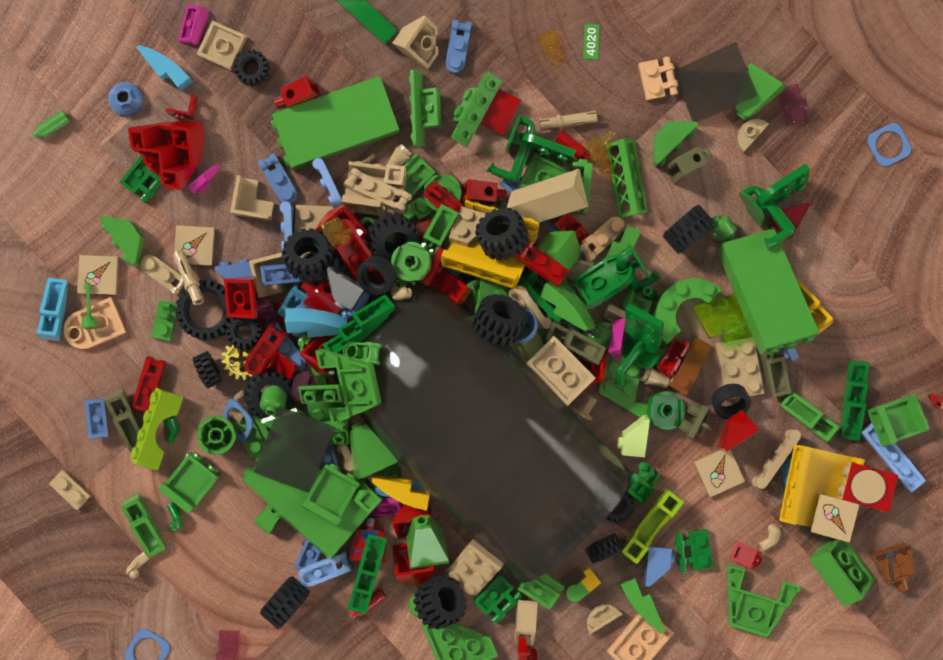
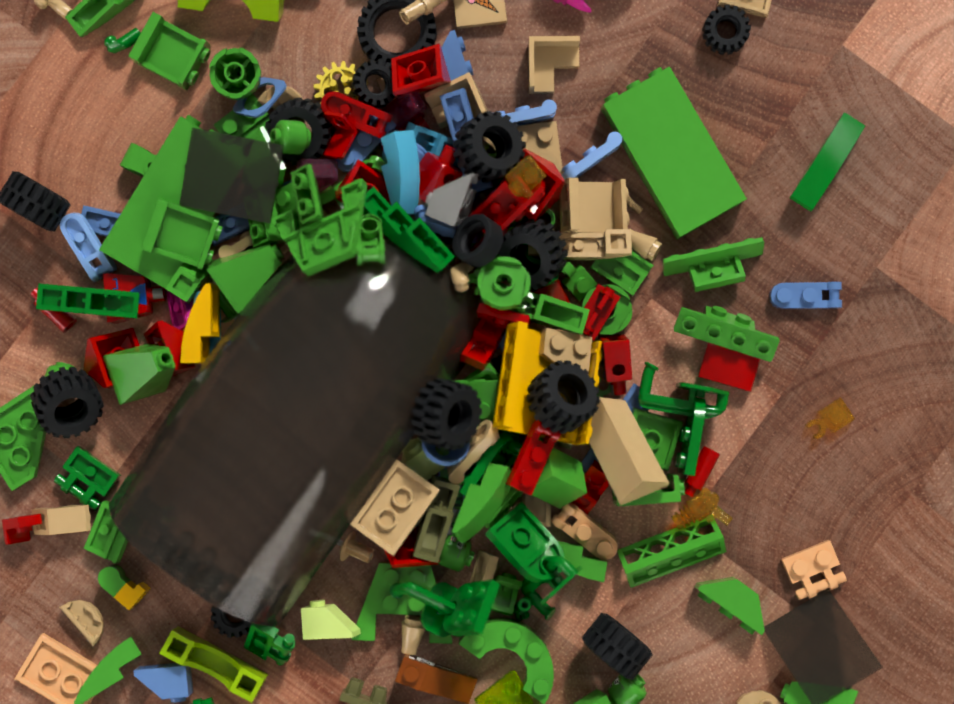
camera: 85 degrees right, 0 degrees up
(173, 428) = (237, 17): green arm -> none
(207, 369) = (318, 45): black tyre -> none
(279, 179) = (585, 93): medium blue plate -> none
(297, 93) = (703, 95): red torso -> none
(377, 190) = (592, 223): tan plate -> none
(418, 41) = (802, 242): tan slope -> none
(473, 568) = (118, 438): tan plate -> none
(567, 120) = (734, 459): tan pin -> none
(591, 41) = (847, 471): bright green sticker -> none
(604, 548) = (174, 606): black tyre -> none
(617, 339) = (452, 575): dark pink slope -> none
(655, 410) = (375, 643): green plate -> none
(673, 357) = (443, 655): red hinge -> none
(687, 163) = (706, 630): olive torso -> none

